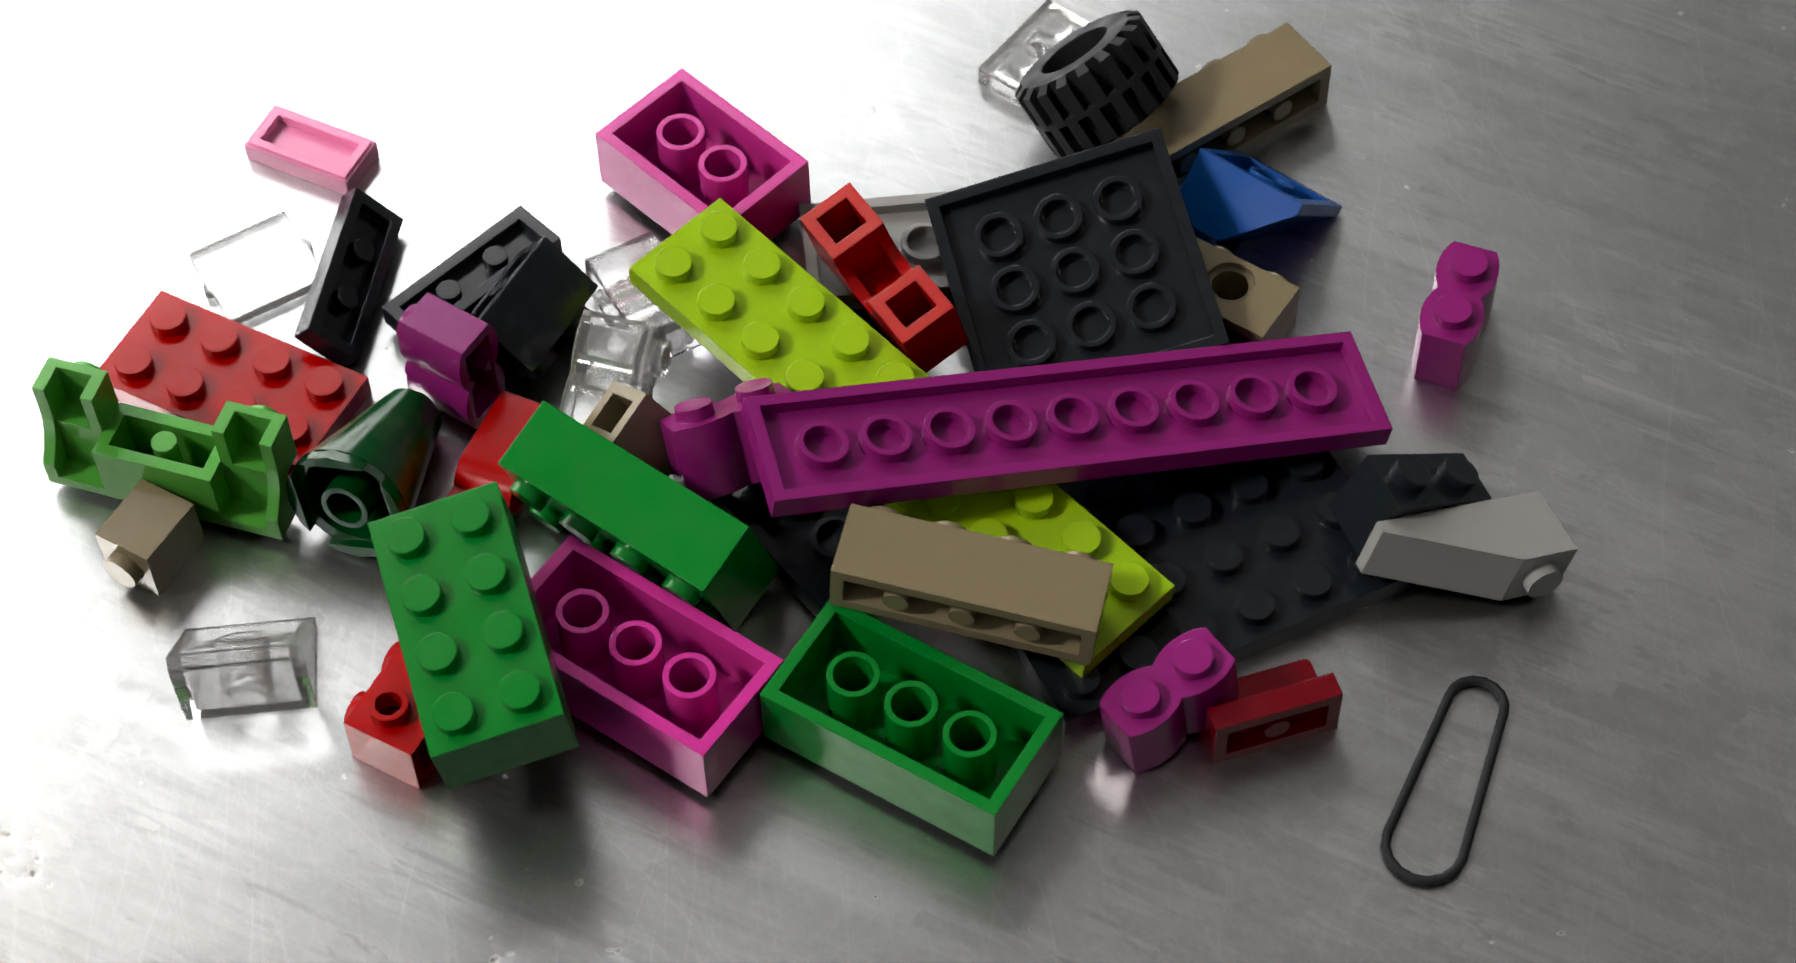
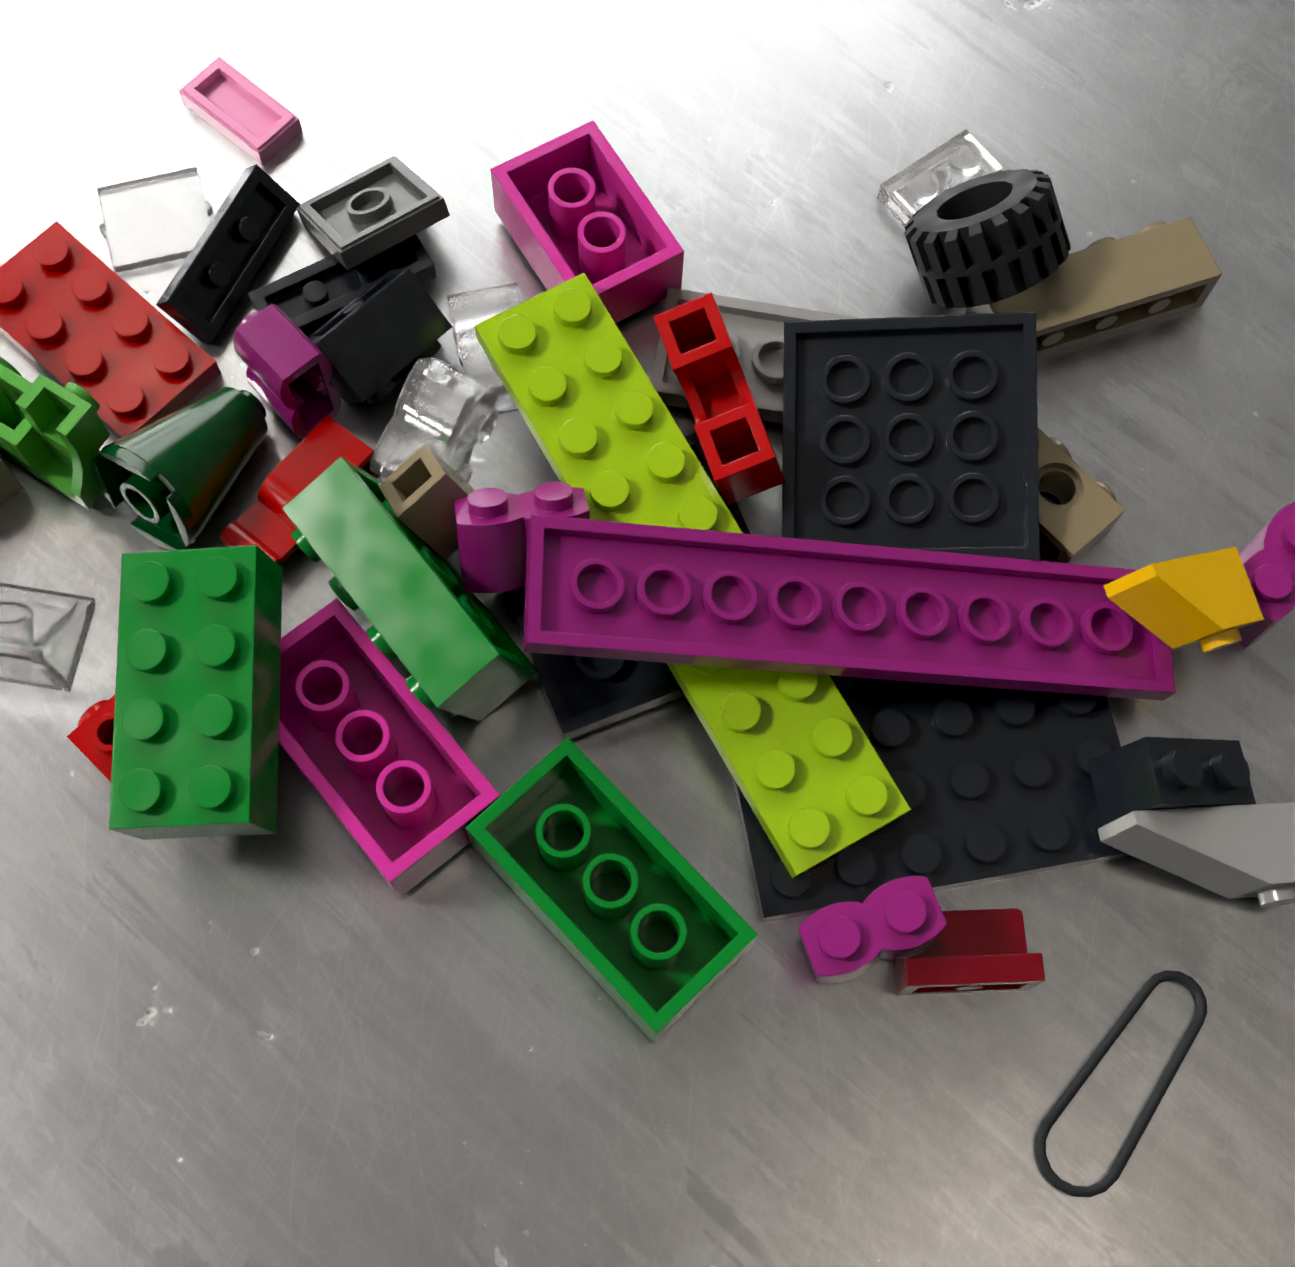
camera: 10 degrees right, 15 degrees up
(482, 206) = (372, 212): none -> dark grey tile
(970, 583) = (705, 769): dark tan brick -> none
(1243, 198) = (1100, 391): blue slope -> none
(1377, 340) = (1190, 599): none -> yellow slope

